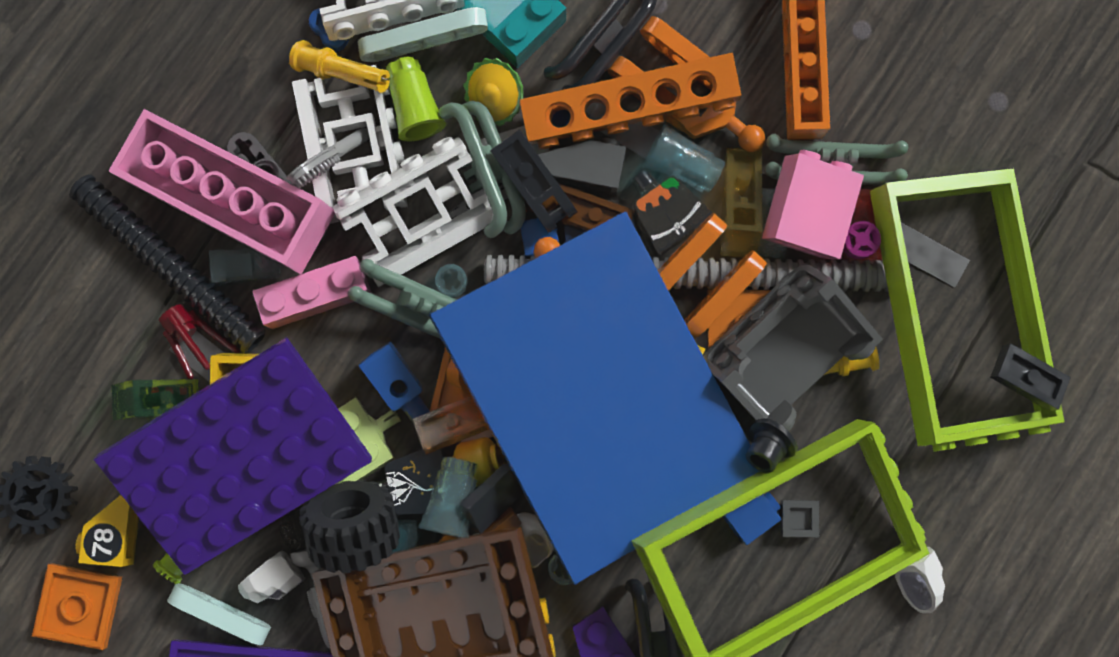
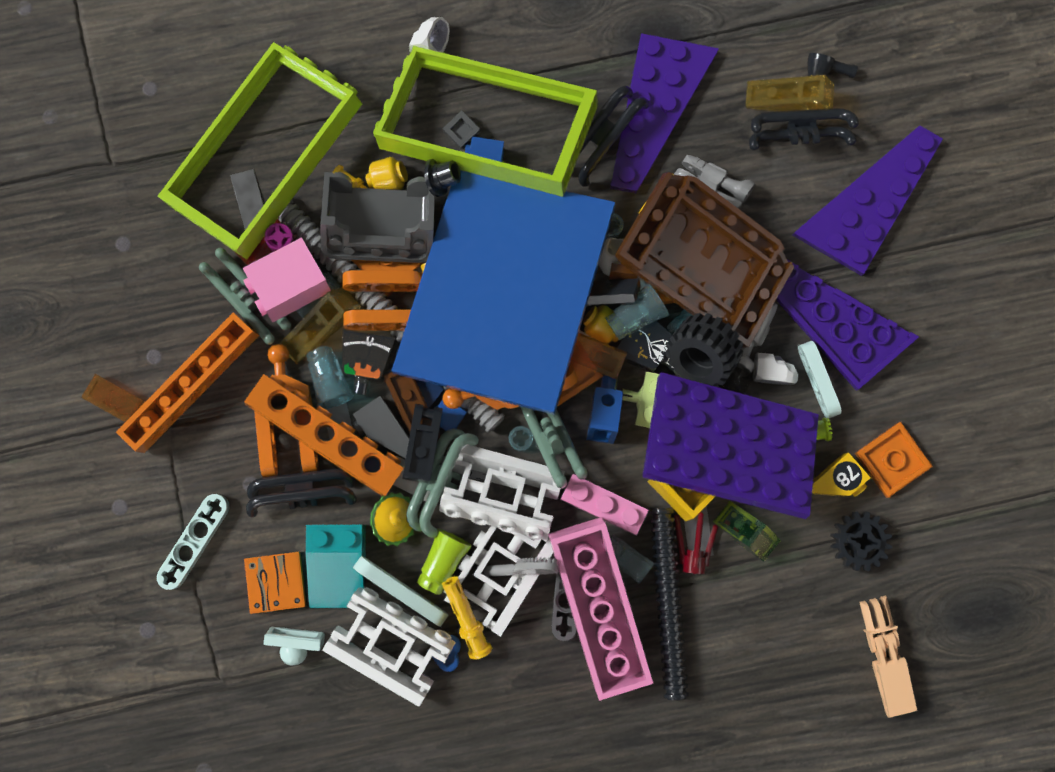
camera: 135 degrees left, 0 degrees up
(824, 403) = (387, 174): none -> yellow head
(1030, 377) = (268, 79): black plate -> none

